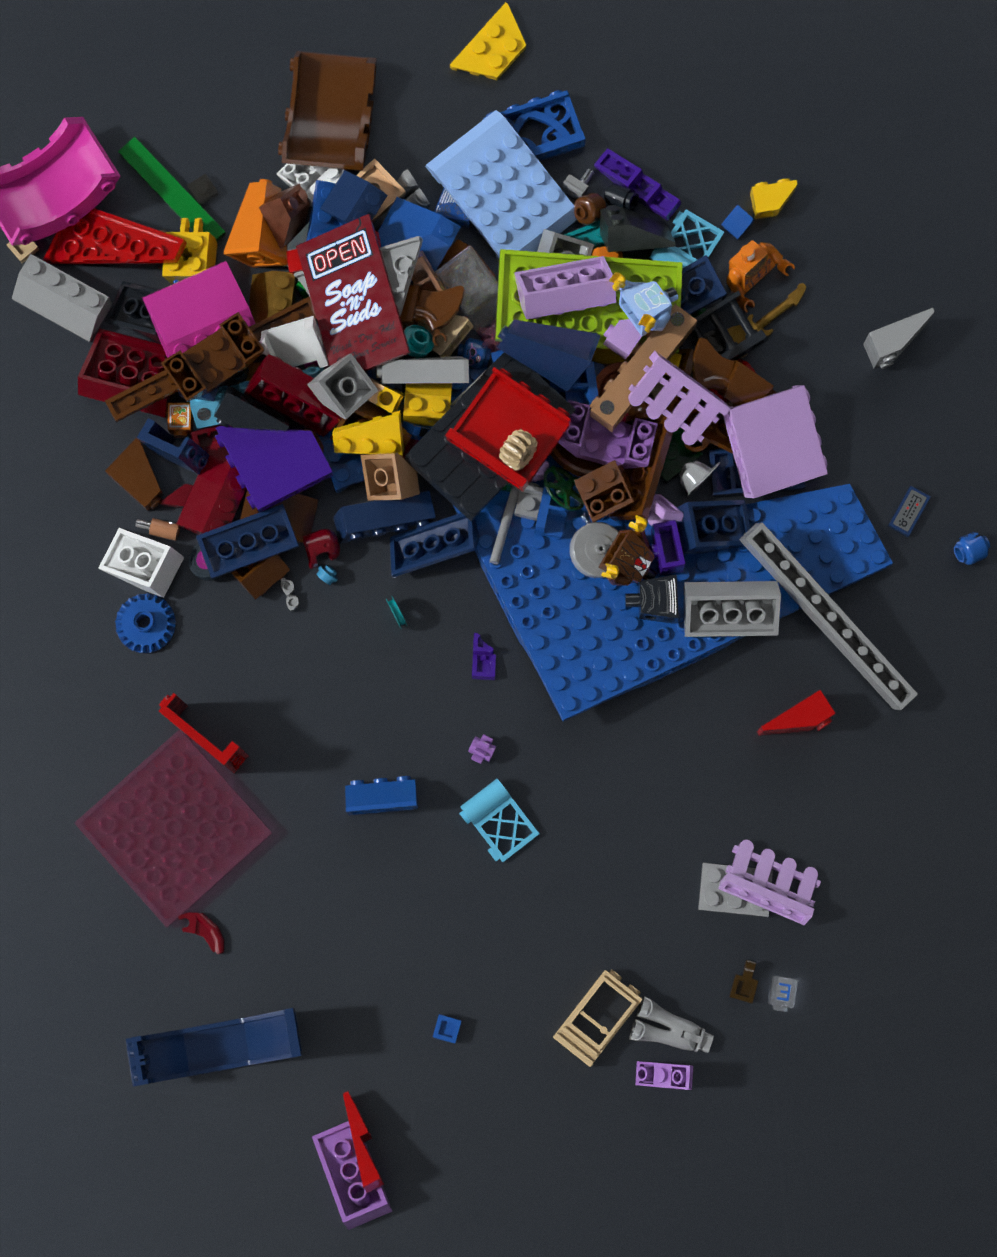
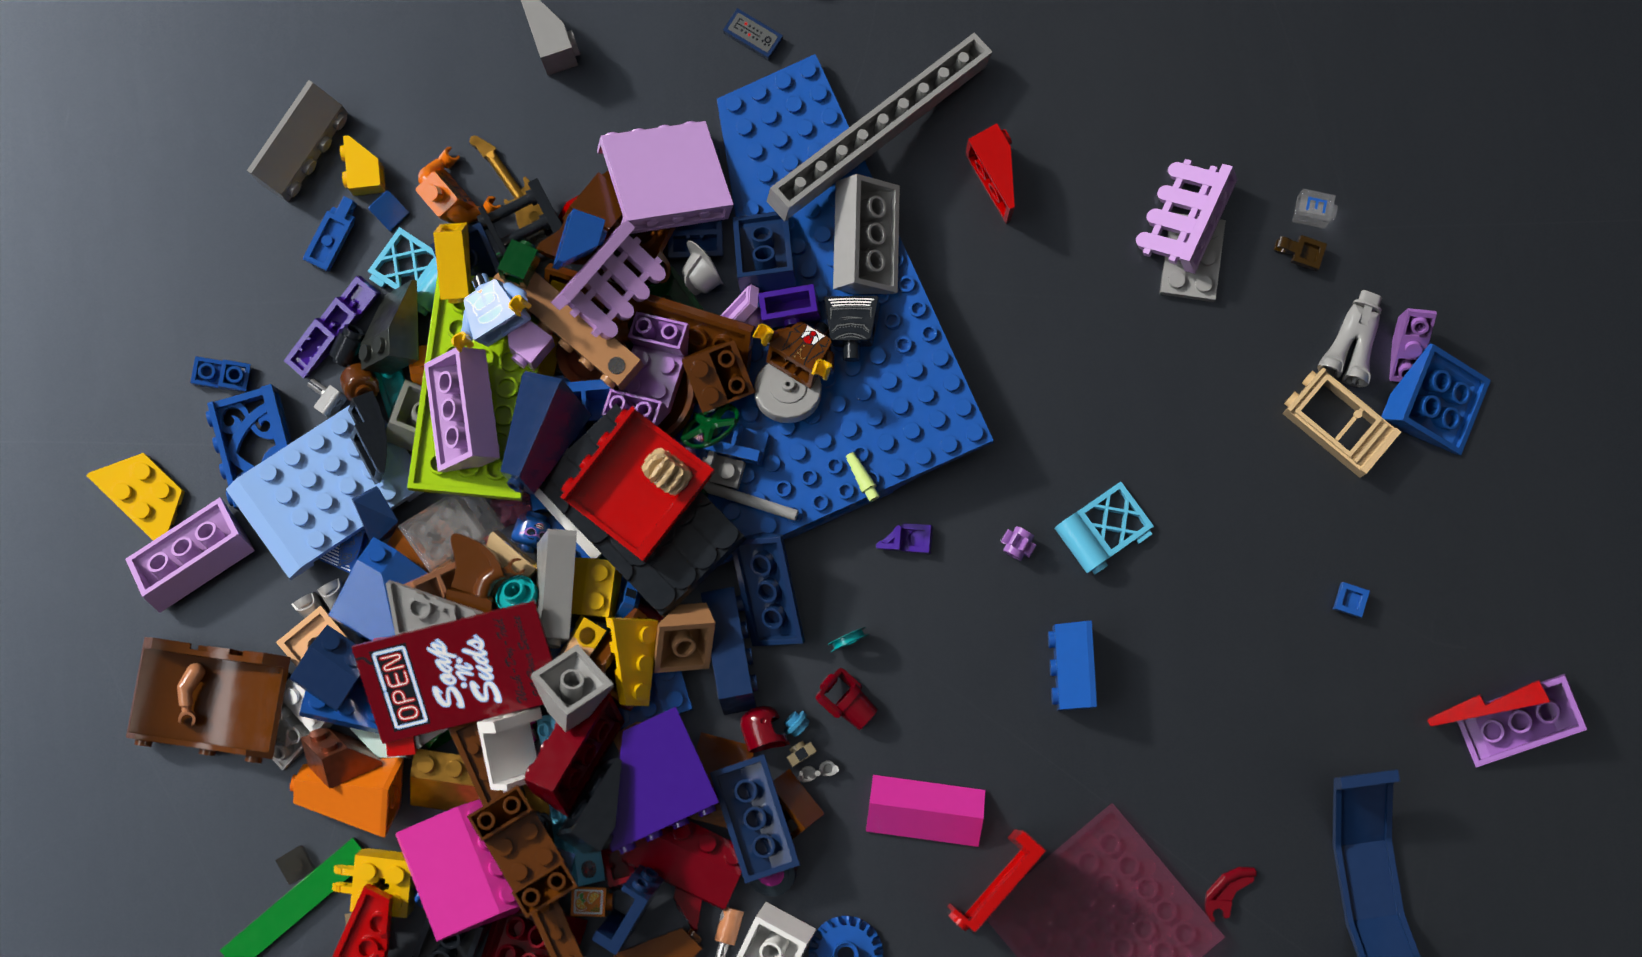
camera: 85 degrees left, 0 degrees up
(261, 682) = (926, 810): none -> dark pink slope
(303, 579) = (800, 752): none -> dark tan plate
(338, 93) = (186, 687): none -> nougat arm
(342, 619) = (852, 706): none -> dark red piece
(443, 87) = (189, 555): none -> lavender slope
(480, 227) = (375, 514): none -> dark blue slope
(527, 613) = (862, 477): none -> yellowish green animal
(546, 218) = (369, 434): none -> black slope
(593, 99) = (220, 374): none -> blue slope
(620, 1101) = (1437, 400): none -> blue slope
(687, 323) = (519, 263): none -> dark green brick
(690, 272) = (453, 261): none -> yellow slope
(711, 370) = (579, 238): none -> blue slope
(714, 177) = (331, 235): none -> blue hinge
(789, 144) = (298, 142): none -> light grey slope

